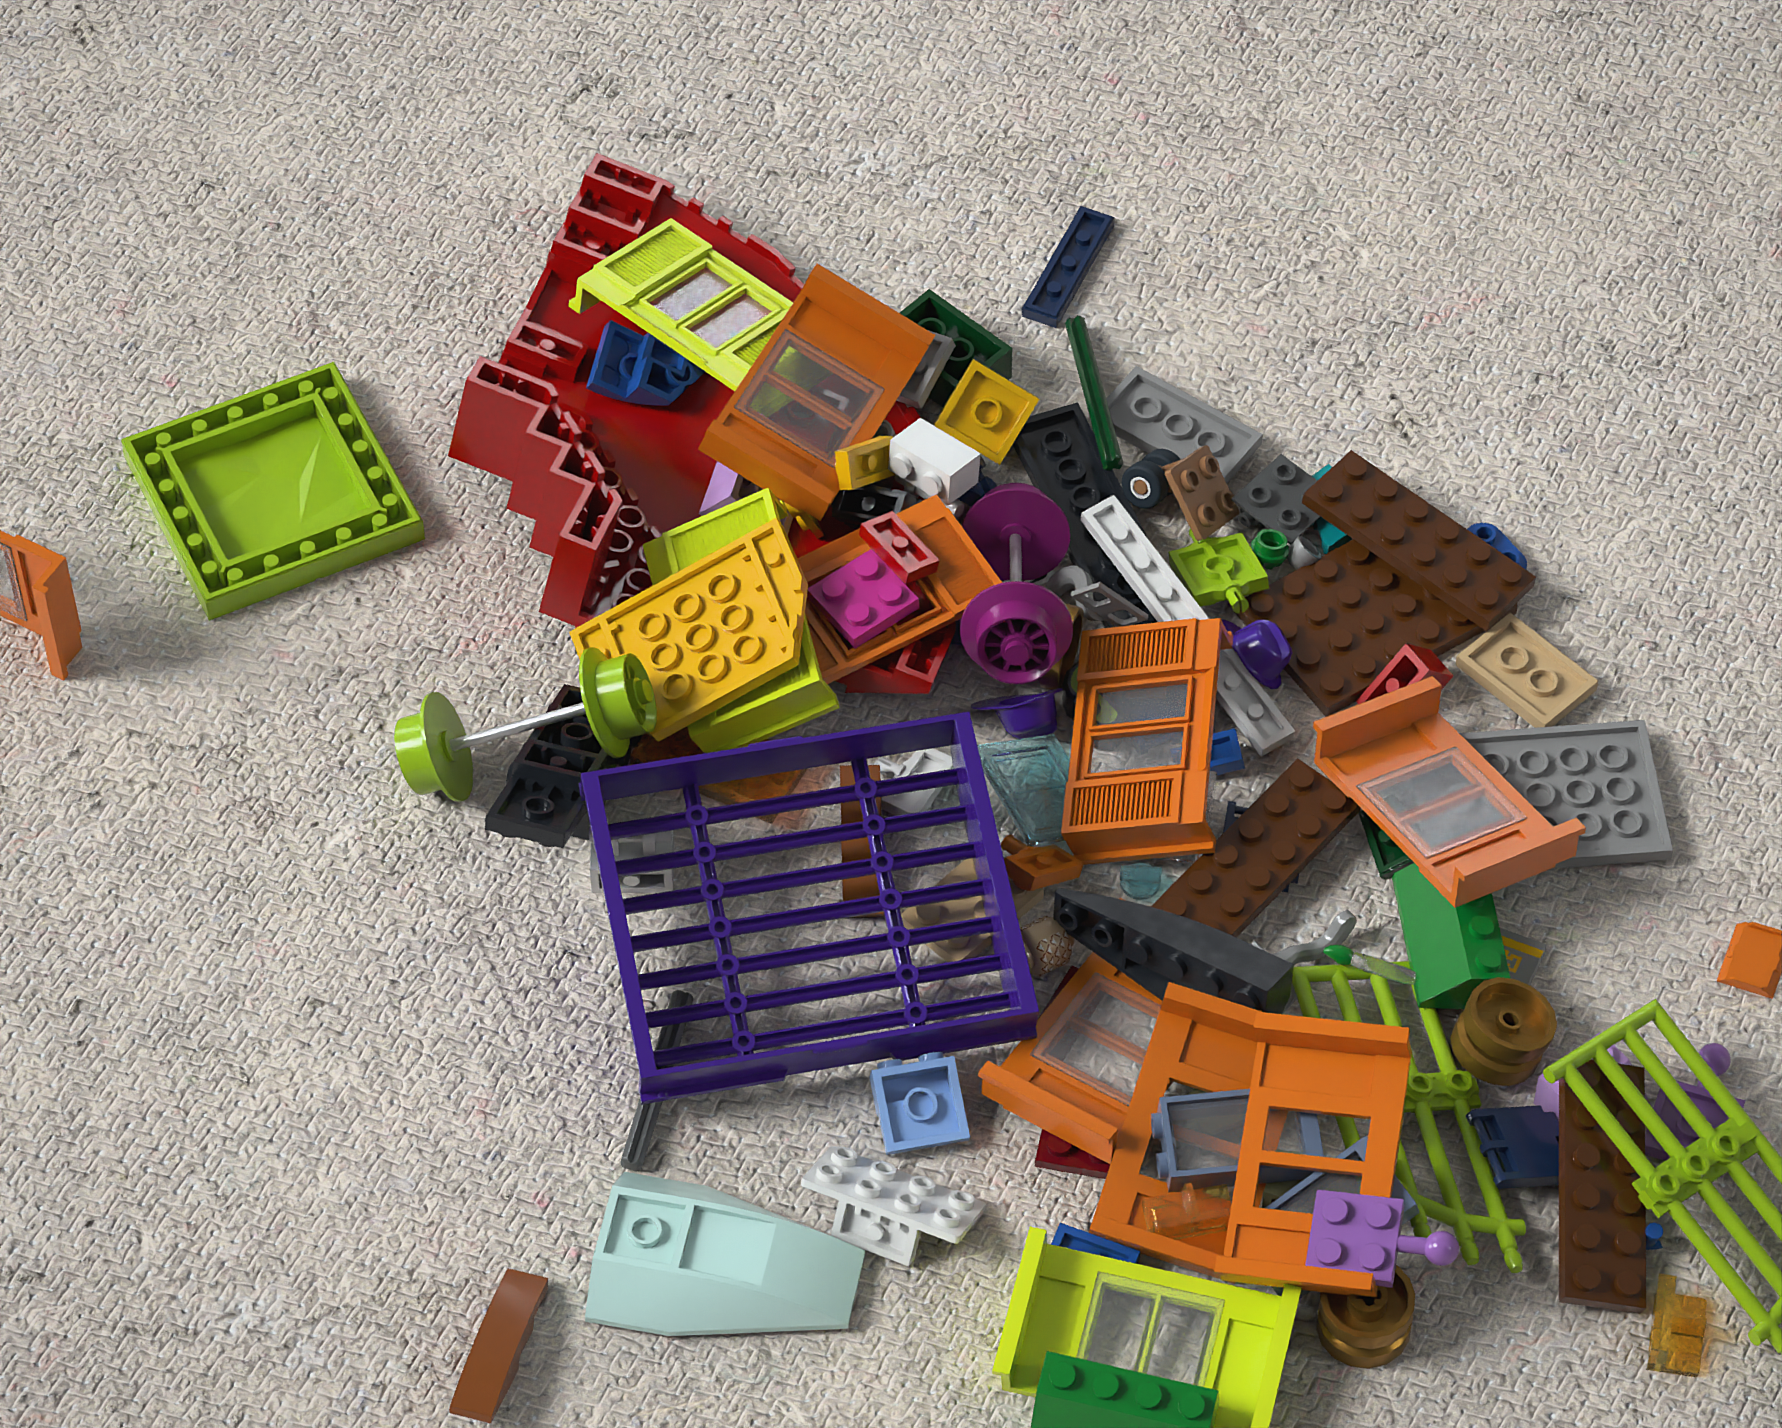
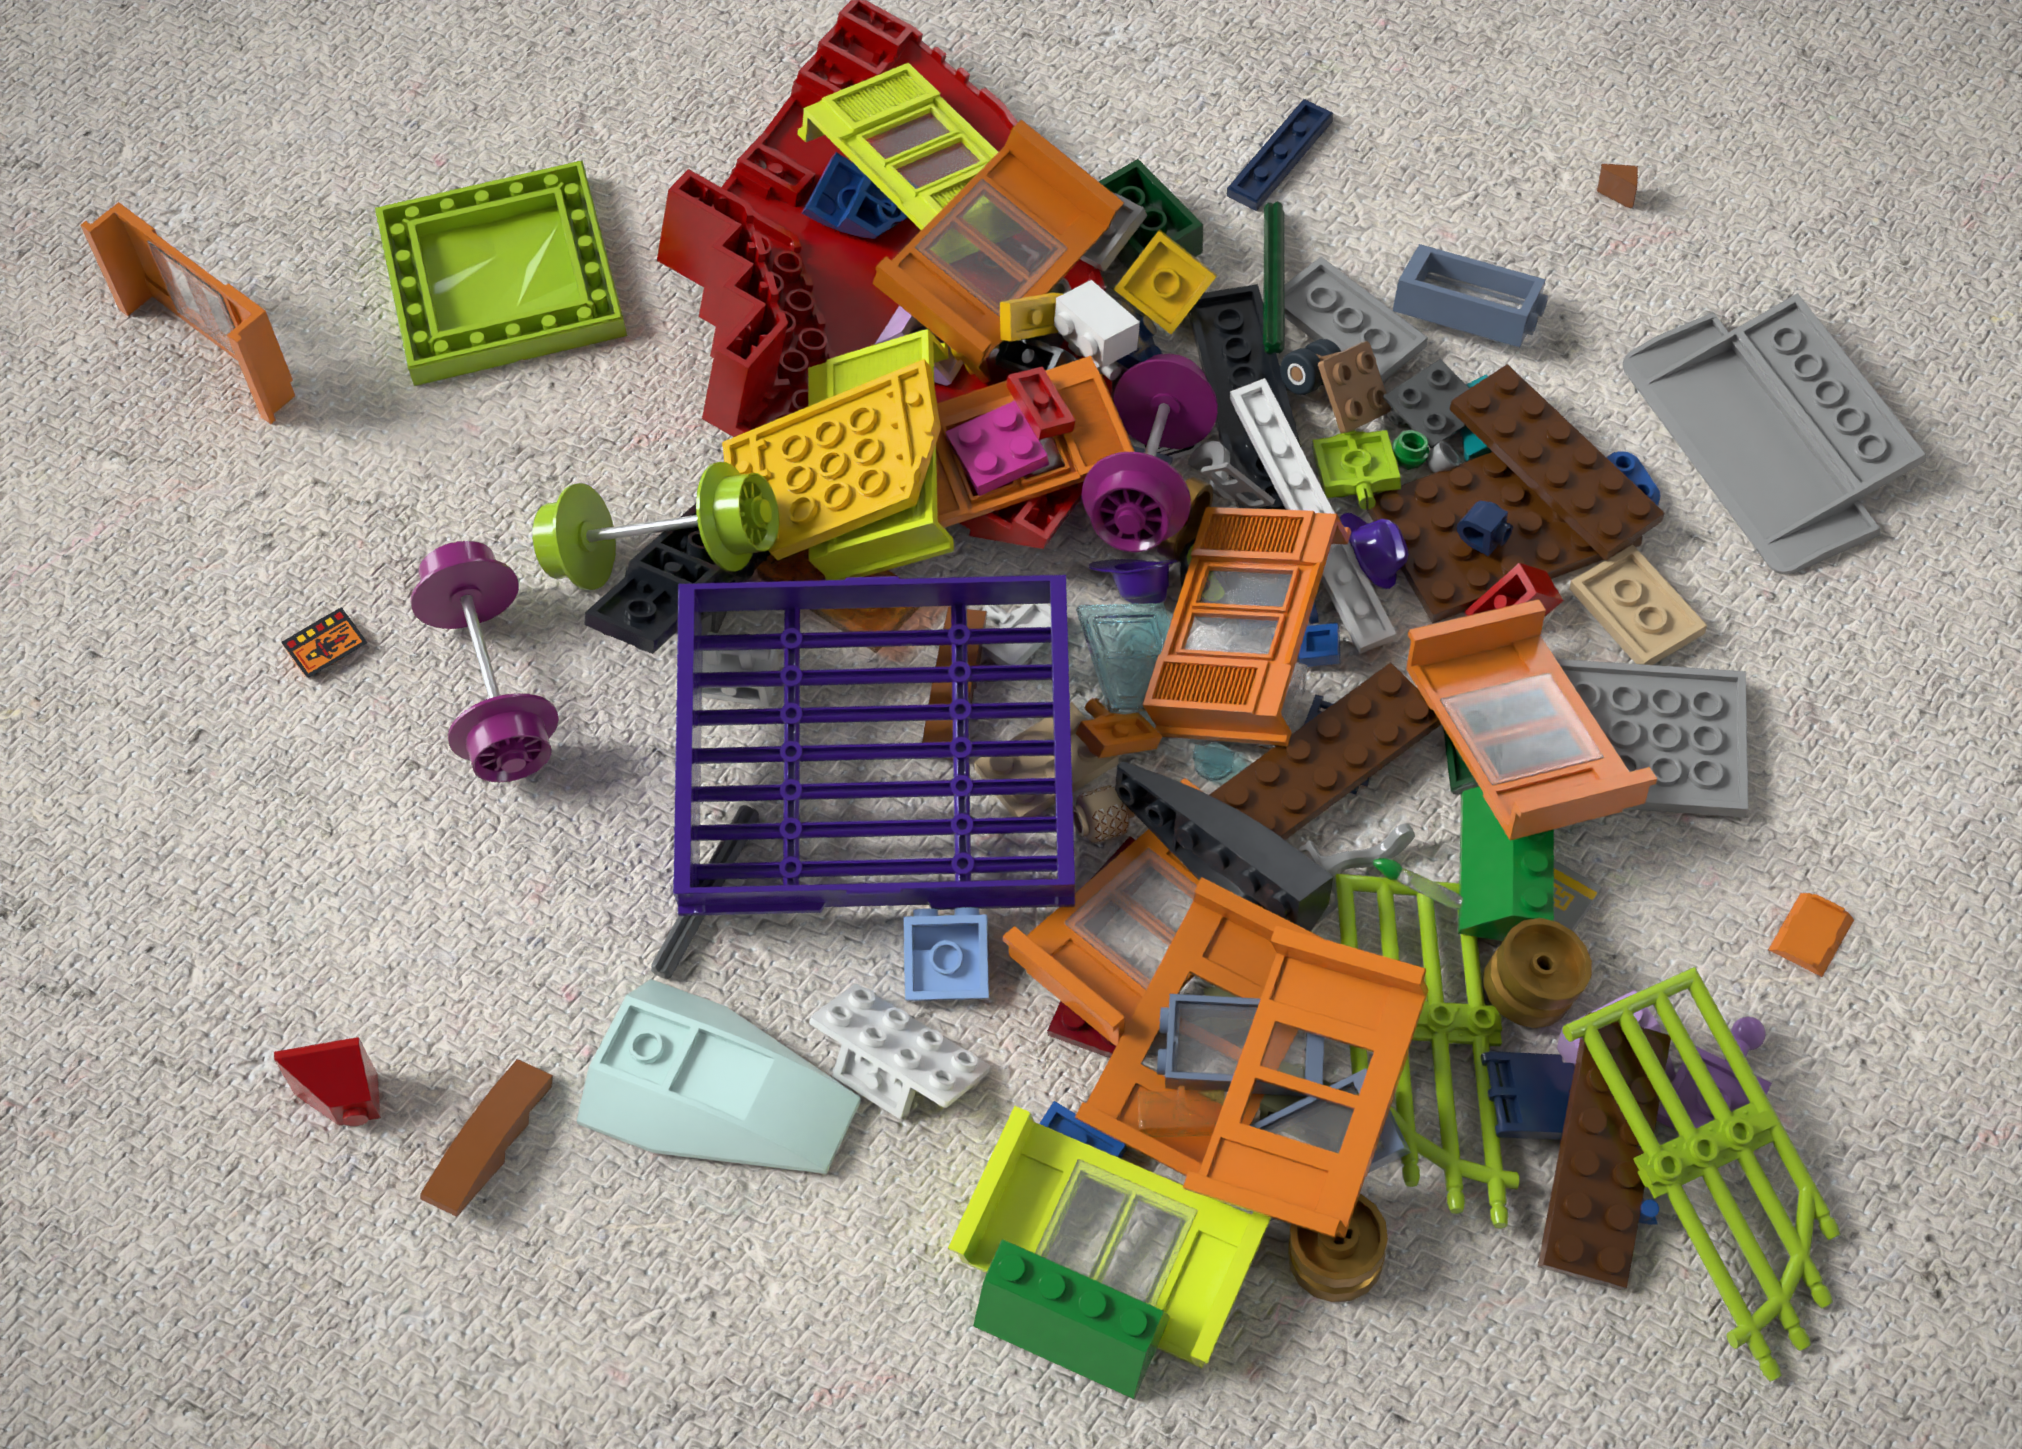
camera: 15 degrees right, 5 degrees up
(188, 894) = (324, 642): none -> piece
(328, 1314) = (334, 1080): none -> red slope
(419, 952) = (507, 732): none -> magenta piece
(1298, 386) = (1470, 295): none -> sand blue window
(1362, 614) = (1485, 527): none -> dark blue plate
(1366, 1236) = (1342, 1175): medium lavender plate -> none
(1422, 254) = (1619, 183): none -> dark orange slope
(1627, 479) = (1777, 428): none -> light grey slope
(1676, 1330) = (1654, 1316): clear yellow panel -> none

